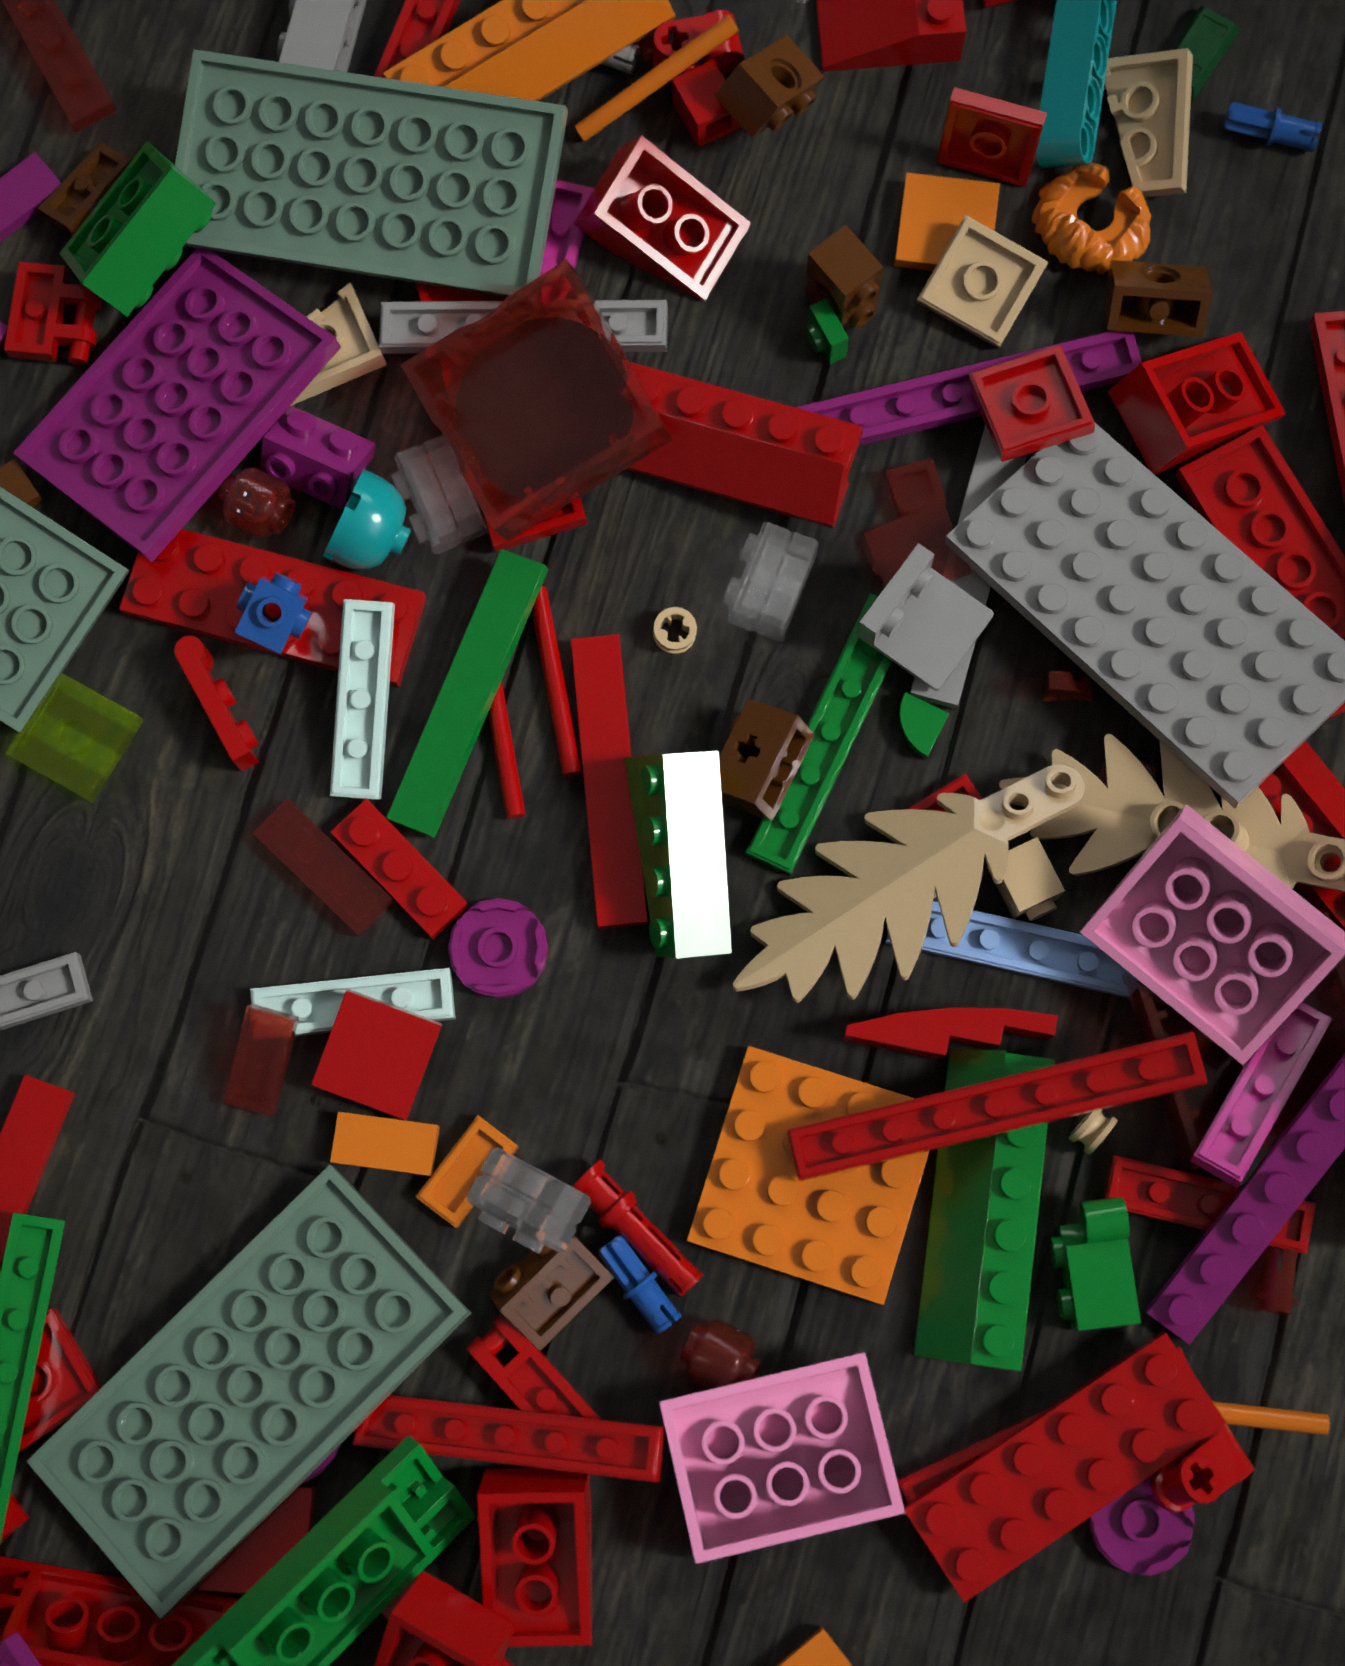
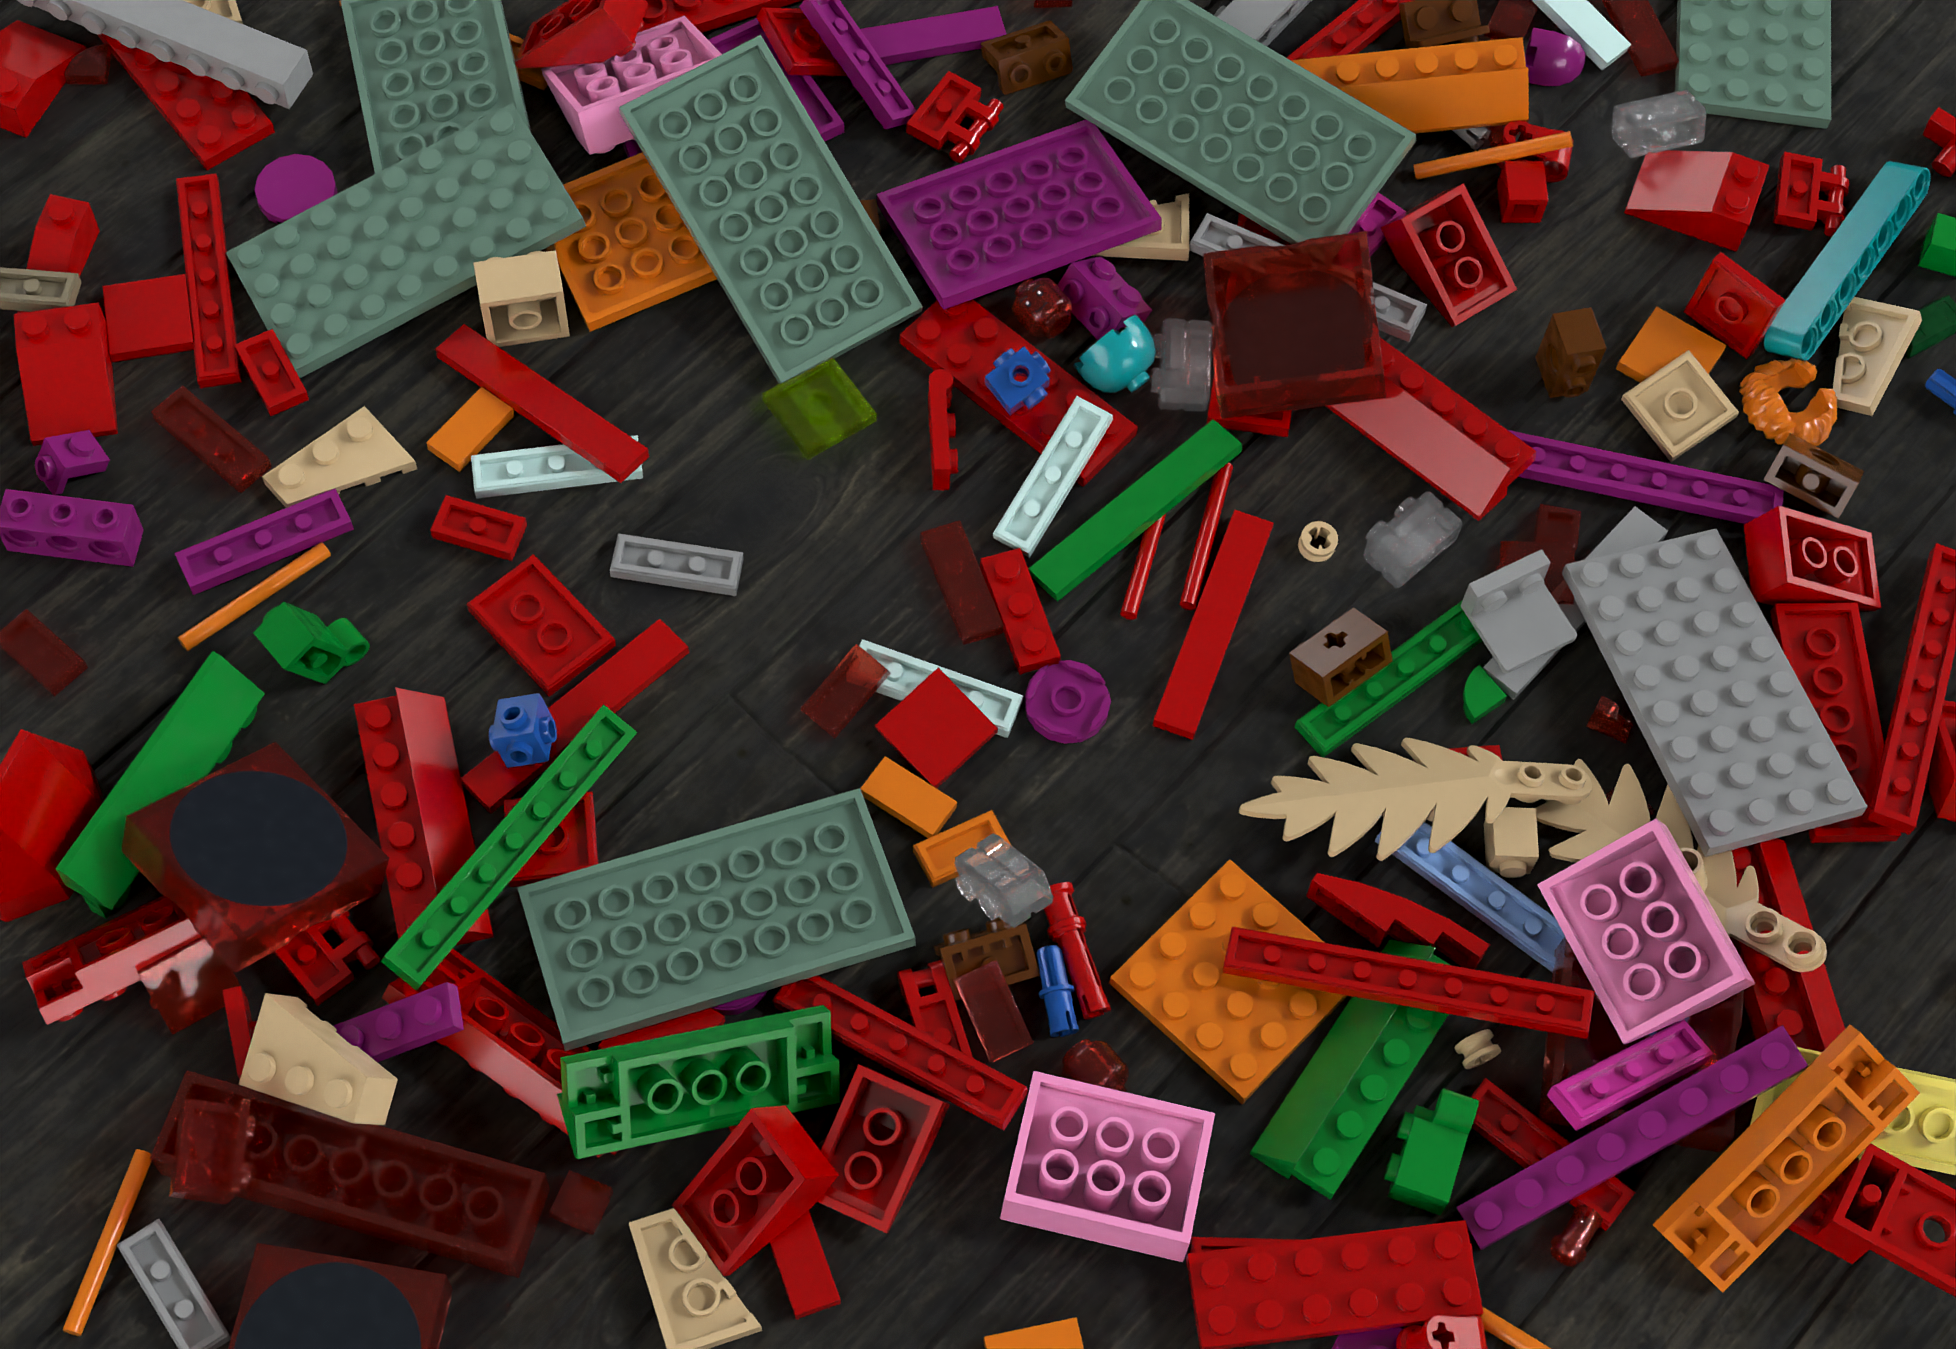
camera: 15 degrees right, 15 degrees down
(137, 230) = (1052, 83): green slope -> none
(584, 1343) = (993, 1011): none -> clear red tile
(682, 851) = (1249, 688): wedge -> none
(770, 87) = (1578, 197): reddish brown brick -> none
(826, 332) = (1539, 386): green plate -> none
(1031, 403) = (1678, 501): red tile -> none

